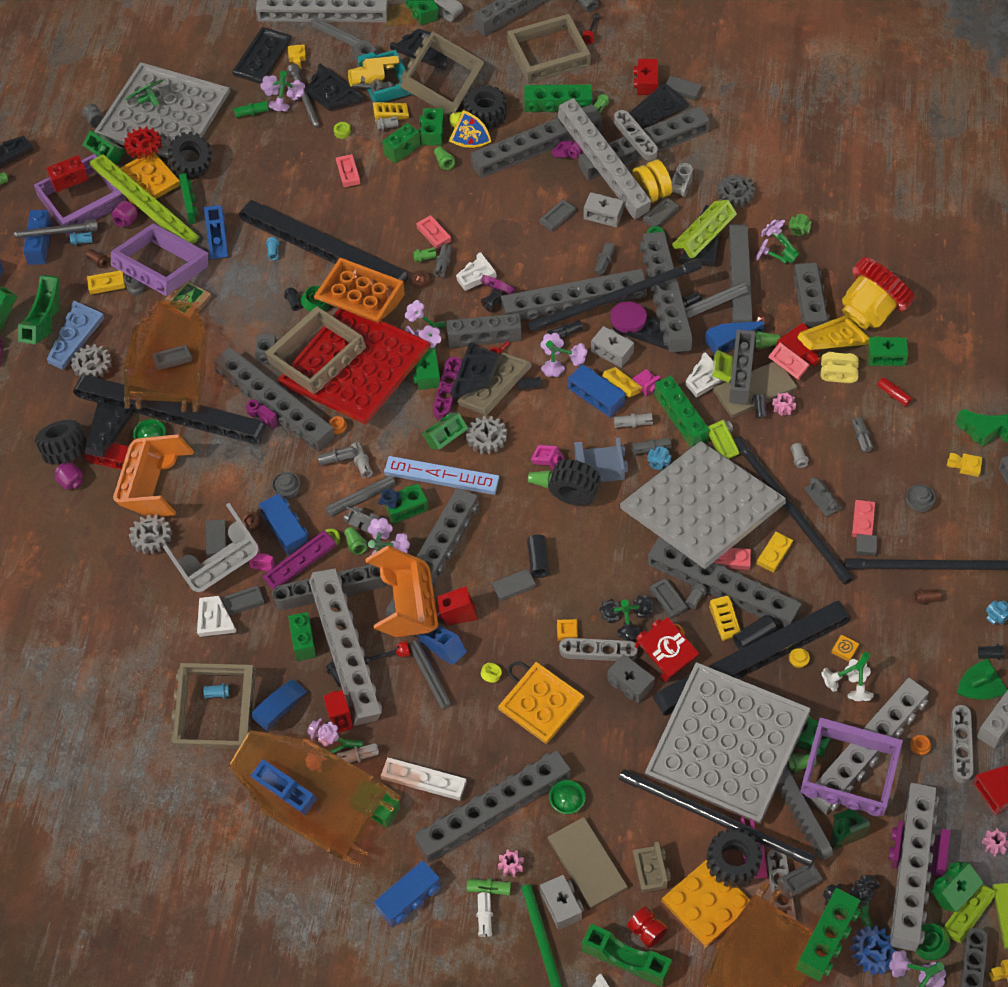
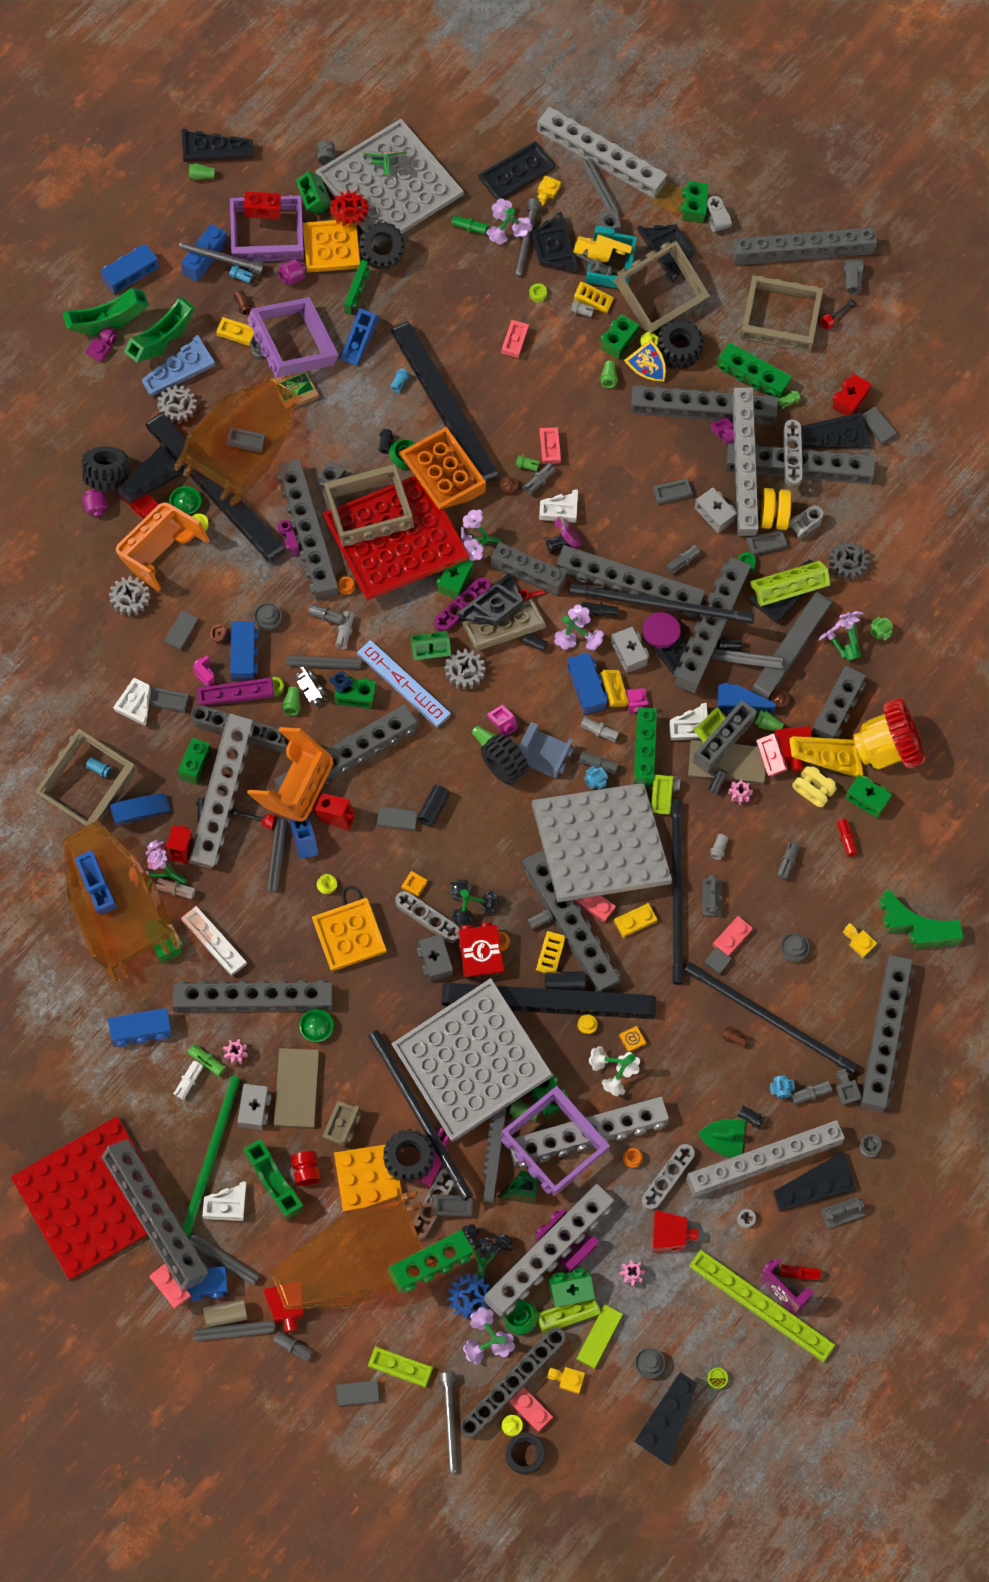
camera: 25 degrees right, 10 degrees up
(142, 199) = (315, 268): lime tile -> none
(220, 564) = (149, 658): light grey windscreen -> none
(380, 529) = (319, 704): lavender plant -> none
(401, 143) = (580, 338): green brick -> none
(668, 598) = (516, 907): dark grey tile -> none

